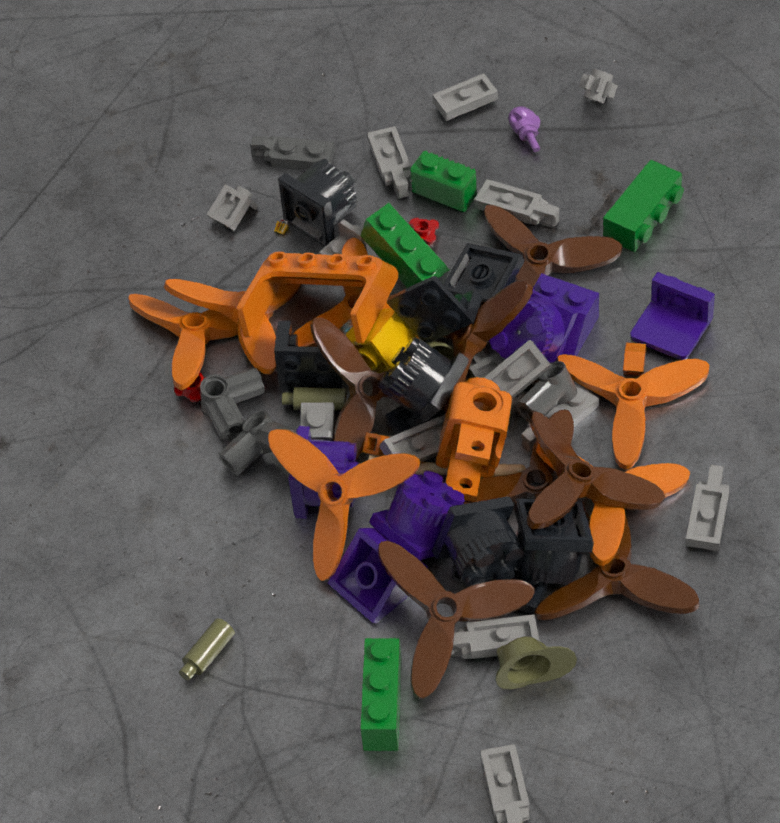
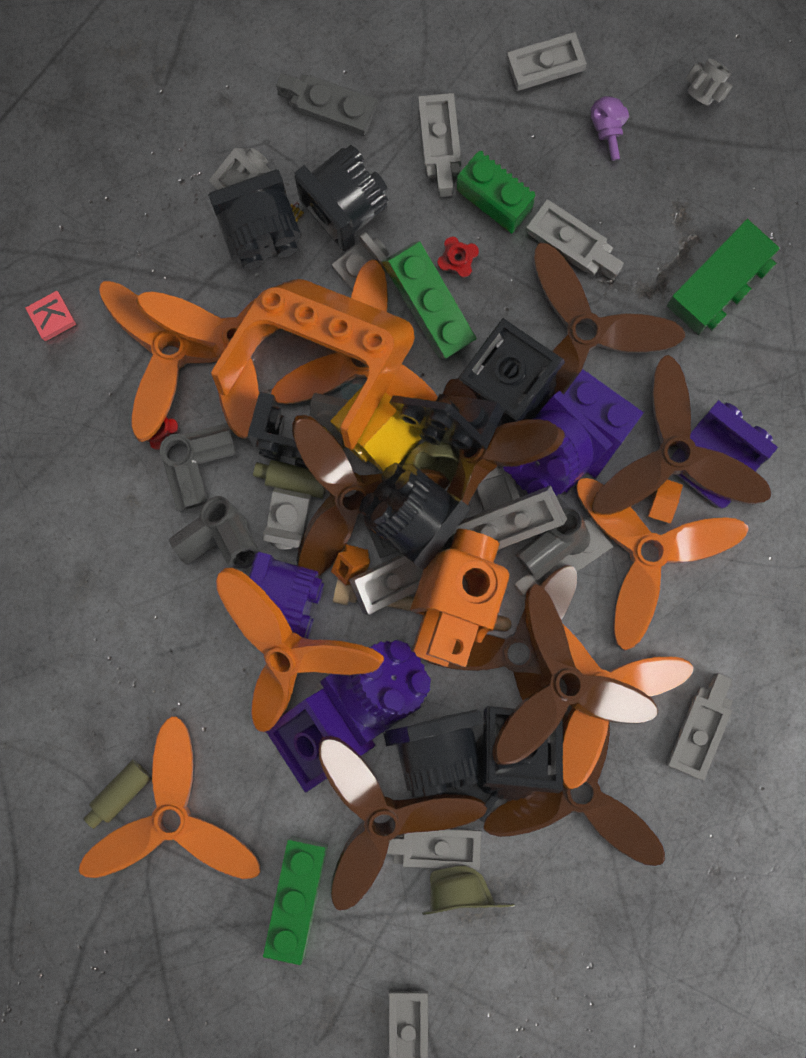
camera: 10 degrees right, 30 degrees up
(89, 327) = (50, 316): none -> coral tile
(250, 224) = (256, 219): none -> black piece
(280, 665) = (172, 787): none -> orange piece
(639, 322) = (702, 466): none -> reddish brown piece

